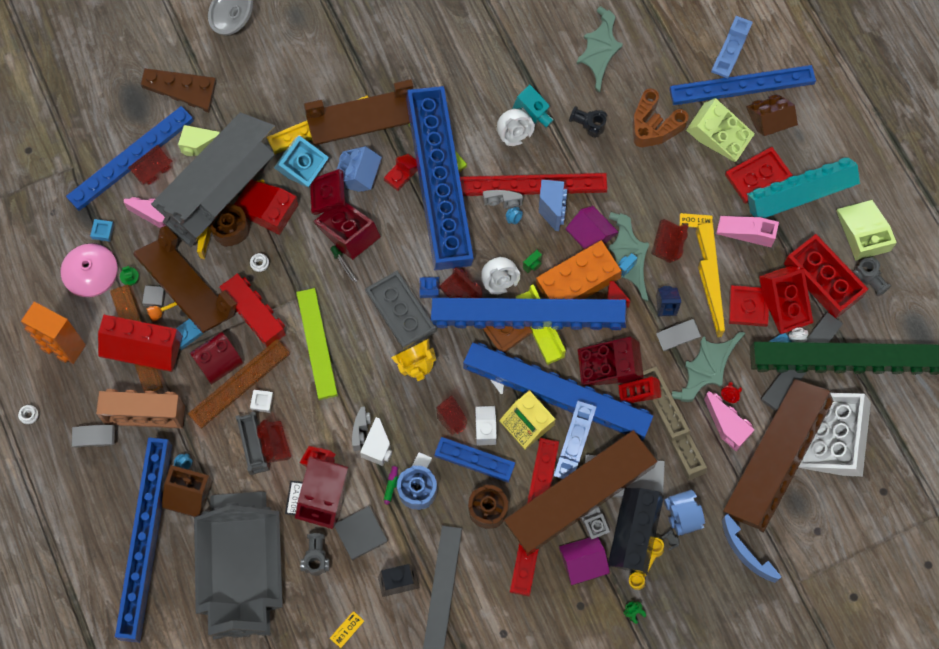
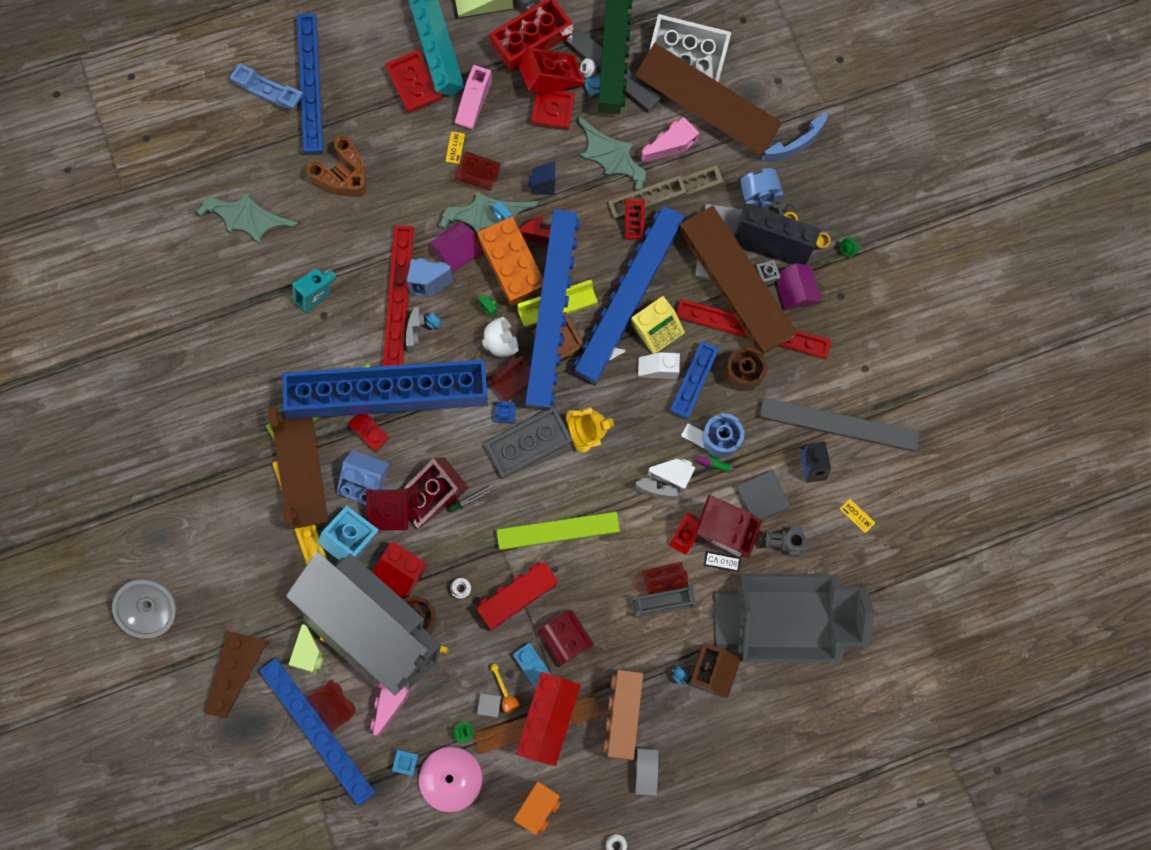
camera: 90 degrees left, 5 degrees up
(143, 541) = (764, 714): blue brick -> none
(183, 283) = (479, 670): reddish brown bracket -> none
(238, 384) = (597, 615): clear orange tile -> none
(261, 401) = (619, 590): white plate -> none
(451, 416) = (650, 397): clear red slope -> none
(514, 126) = (330, 309): white cylinder -> none
(575, 439) = (682, 283): slope -> none
(588, 120) = (333, 236): black connector -> none
(611, 362) = (603, 242): dark red slope -> none
(678, 335) = (579, 175): light grey slope -> none
(709, 275) = (520, 138): yellow slope -> none
(720, 130) = (358, 110): yellowish green slope -> none
(730, 393) = (643, 135): red plate -> none
(772, 115) = (348, 58): reddish brown slope -> none

